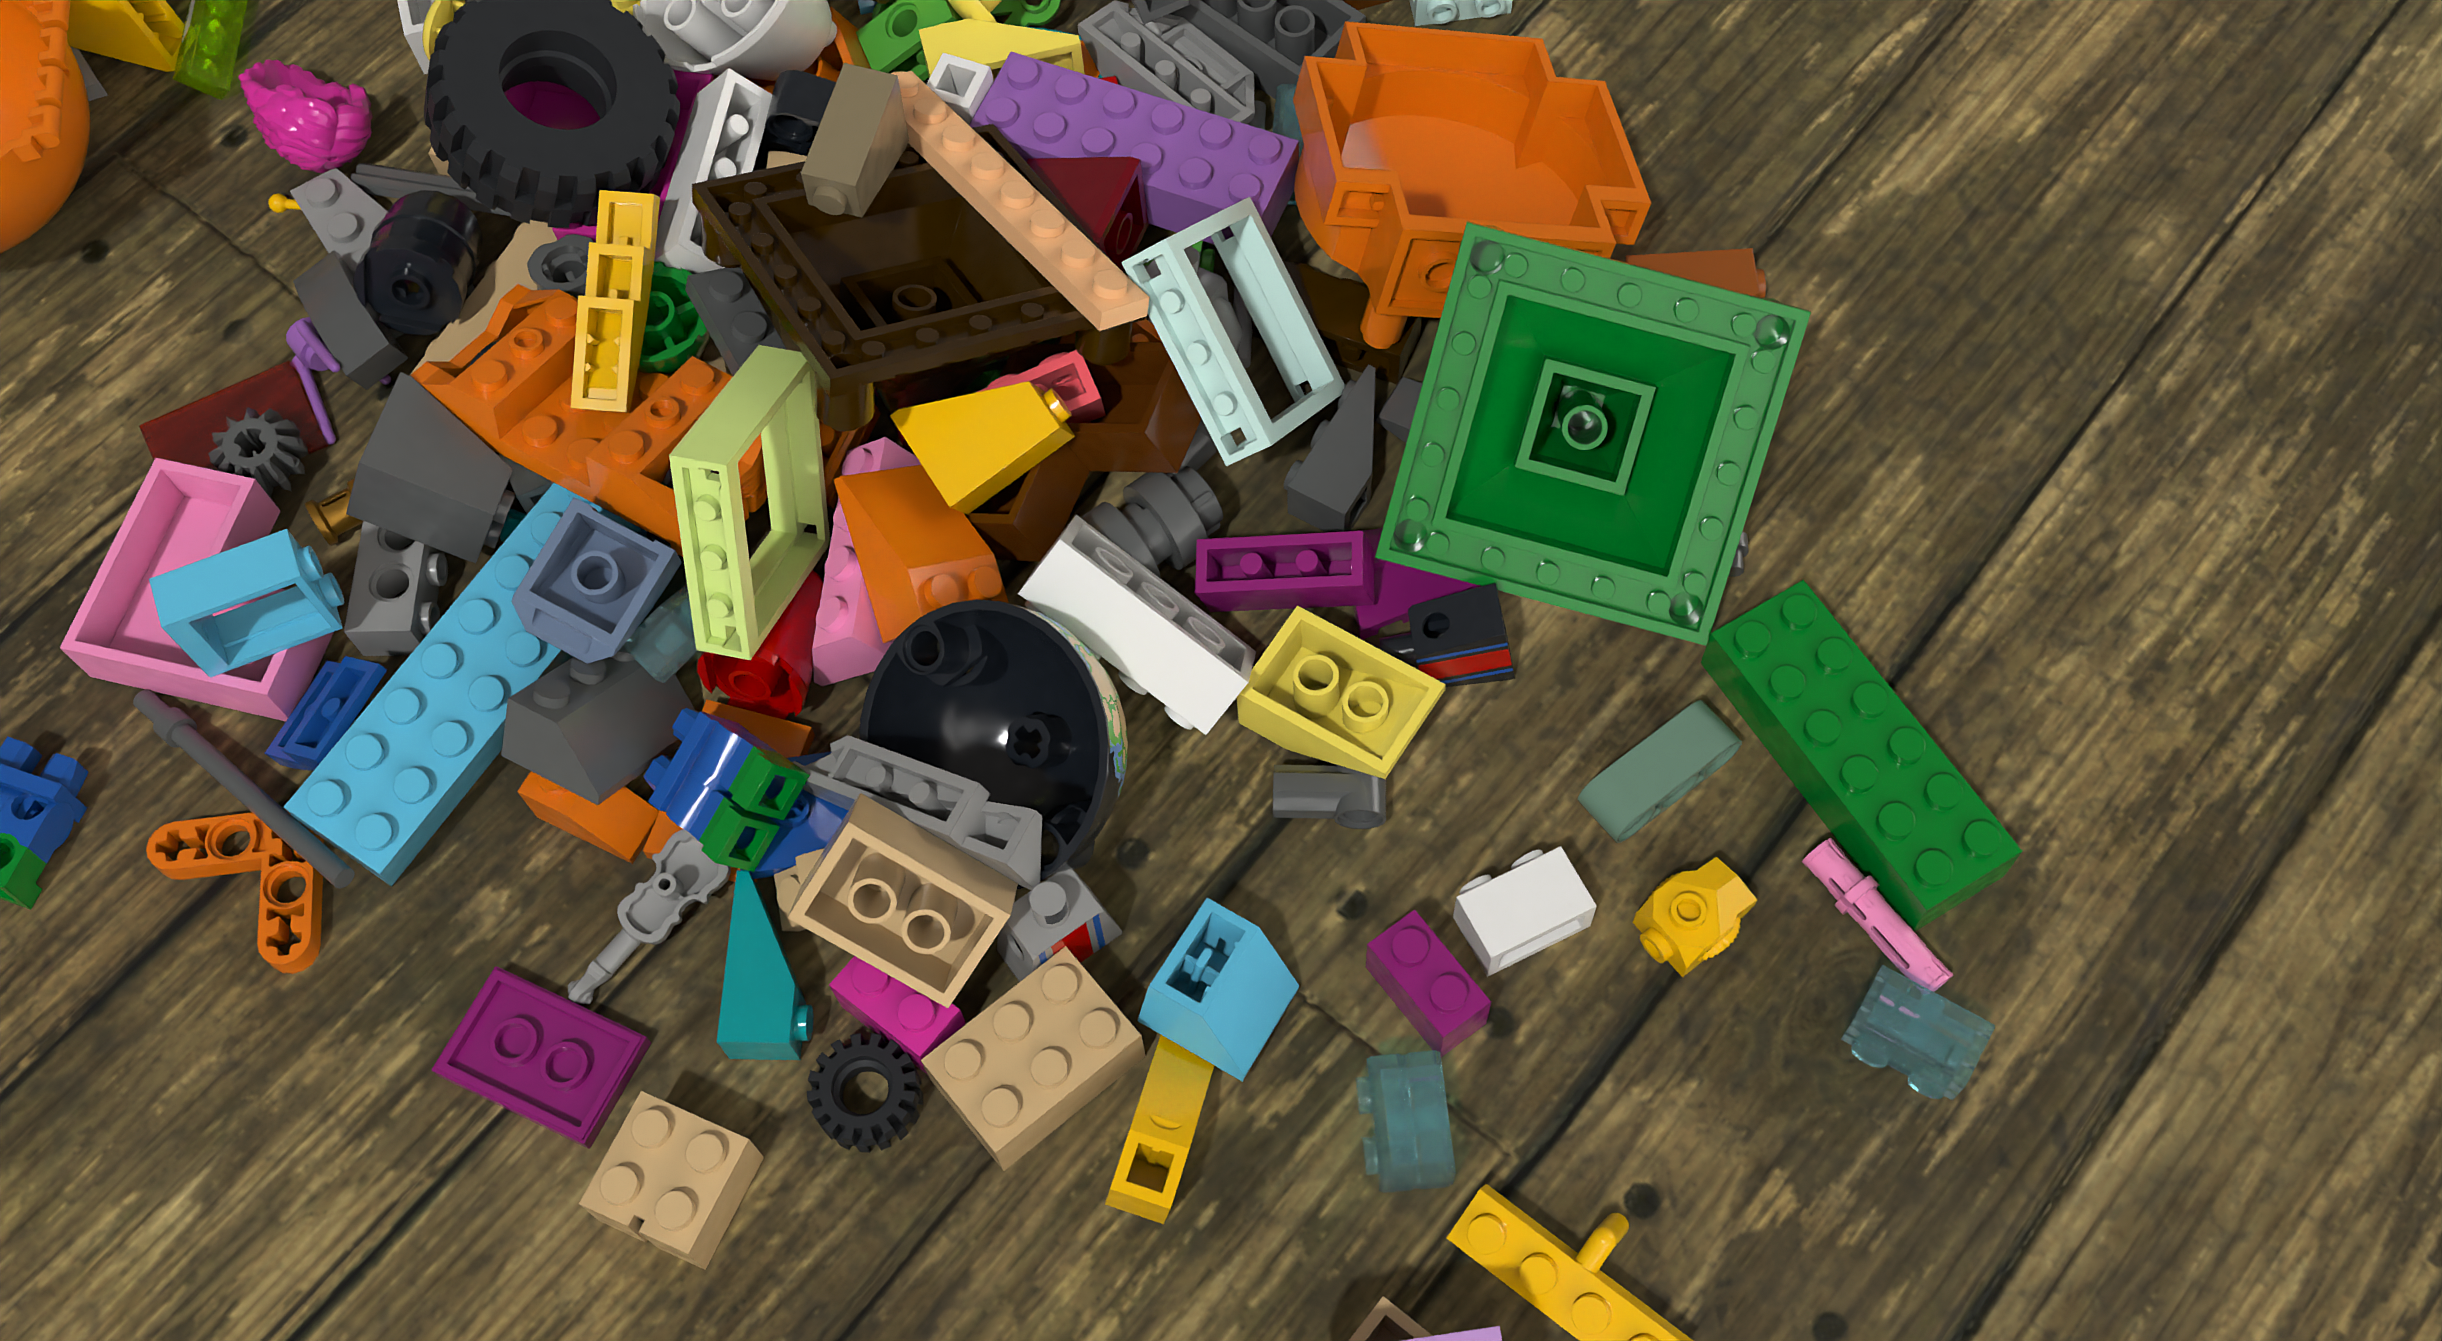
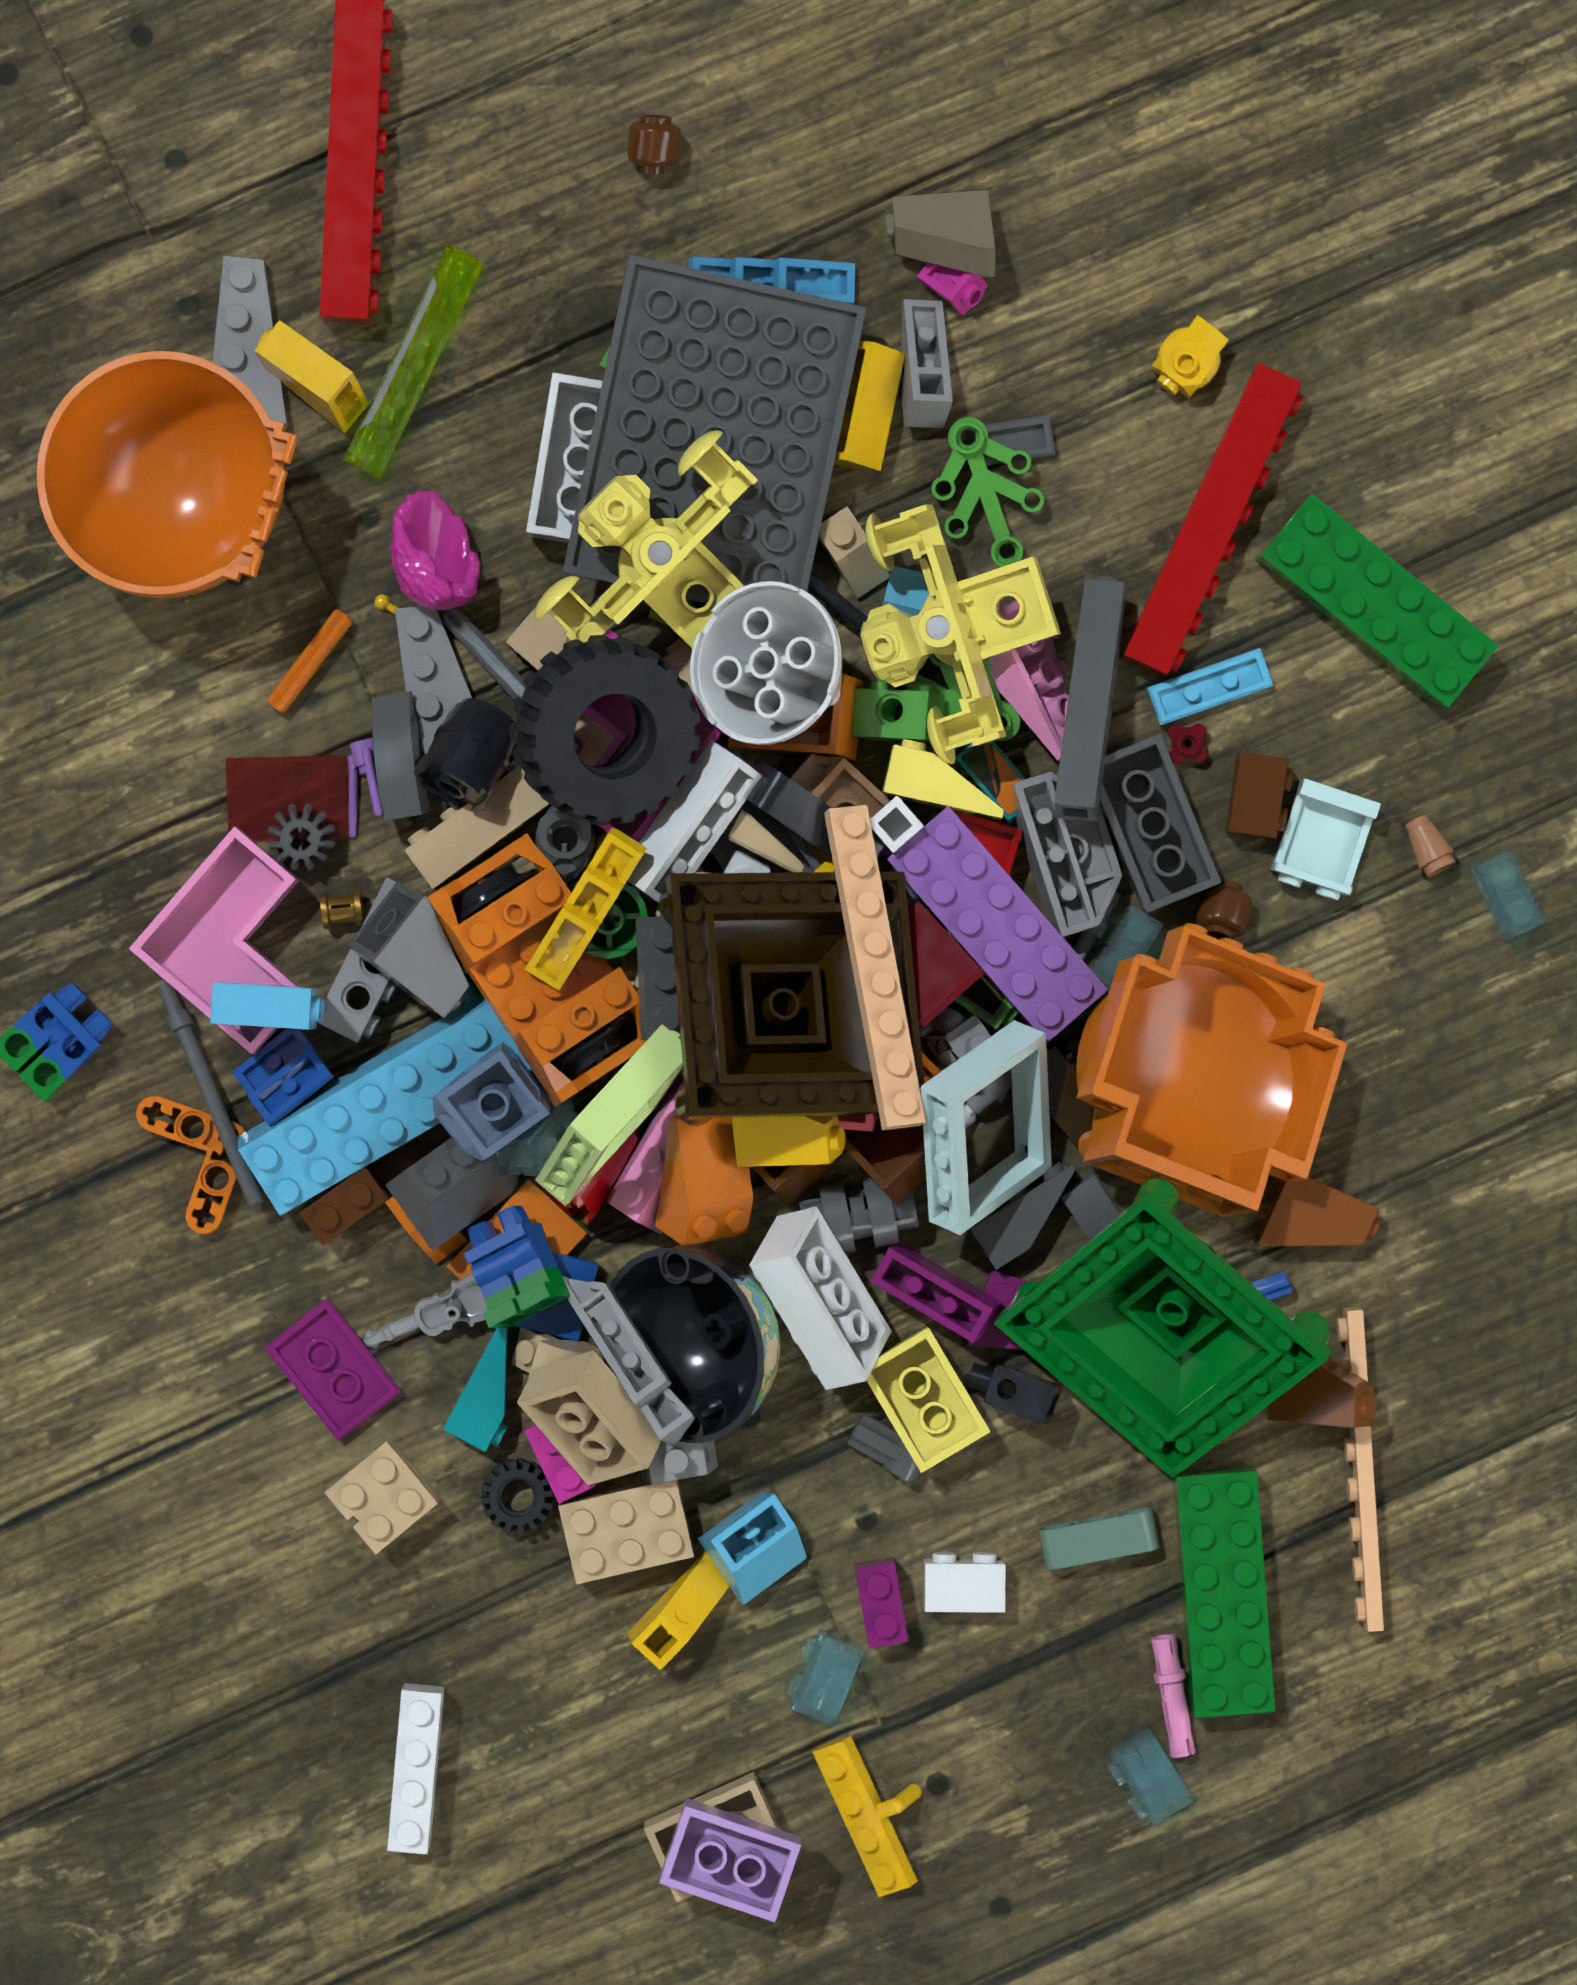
camera: 20 degrees right, 25 degrees up
(209, 289) = (309, 661): none -> orange axle
(472, 834) = (345, 1205): none -> reddish brown brick
(856, 142) = (788, 903): dark tan slope -> none
(1693, 915) = (1065, 1638): yellow hand -> none
(1824, 463) = (1328, 1398): none -> dark orange slope
(1935, 548) = (1361, 1486): none -> light nougat plate

